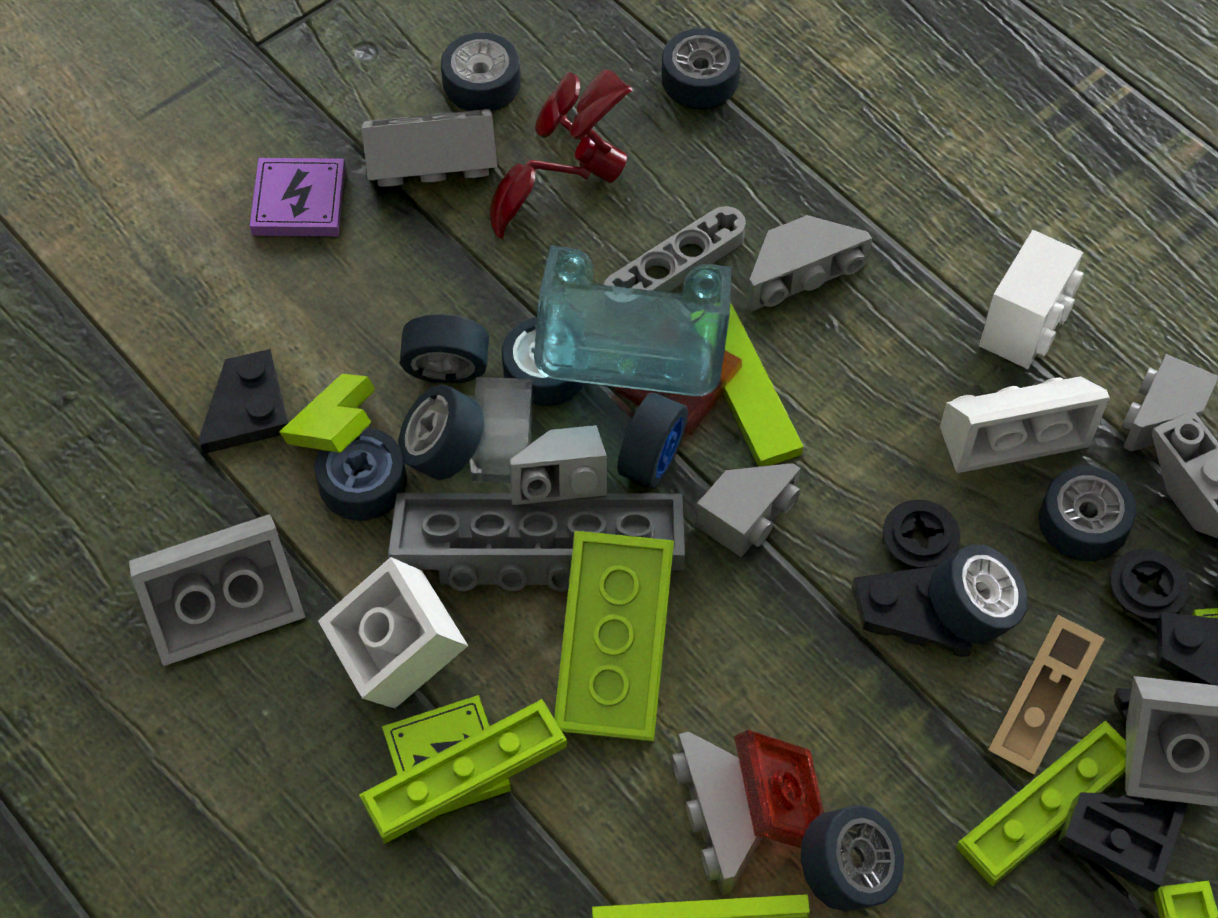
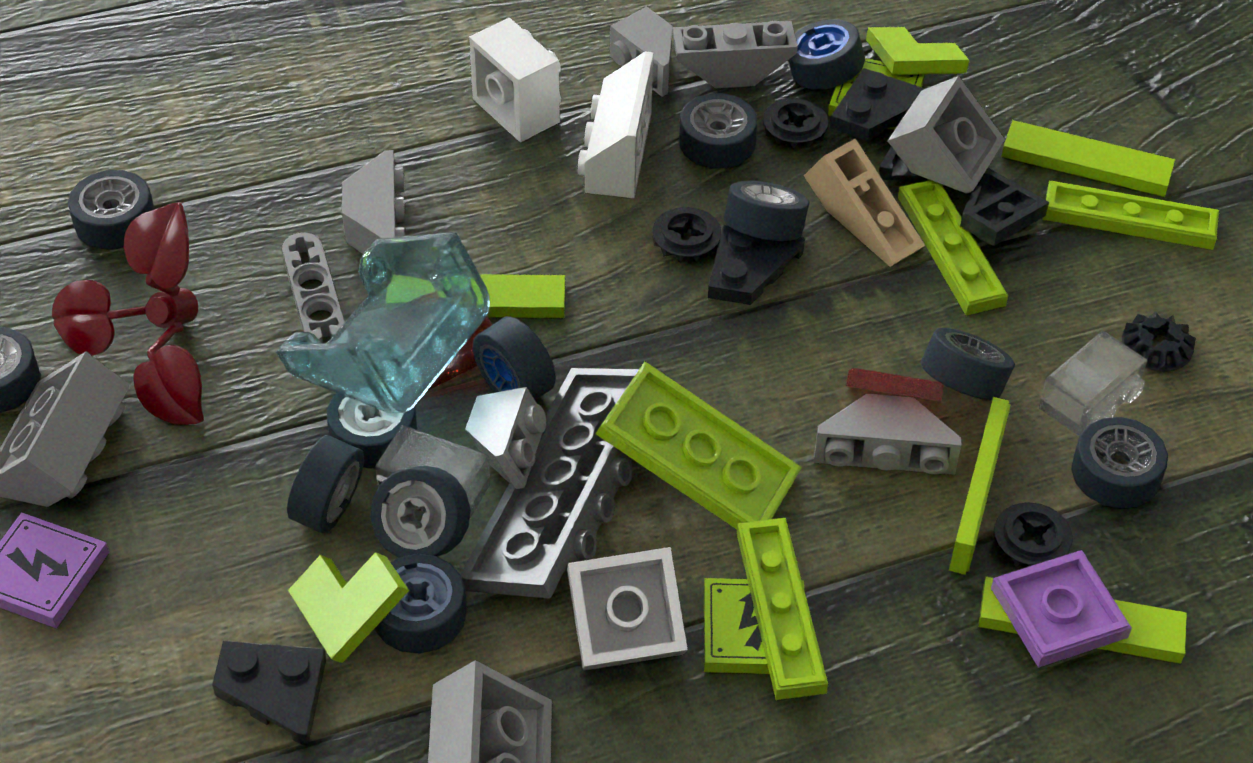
camera: 70 degrees left, 10 degrees down
(745, 502) = (607, 329): light grey slope -> none

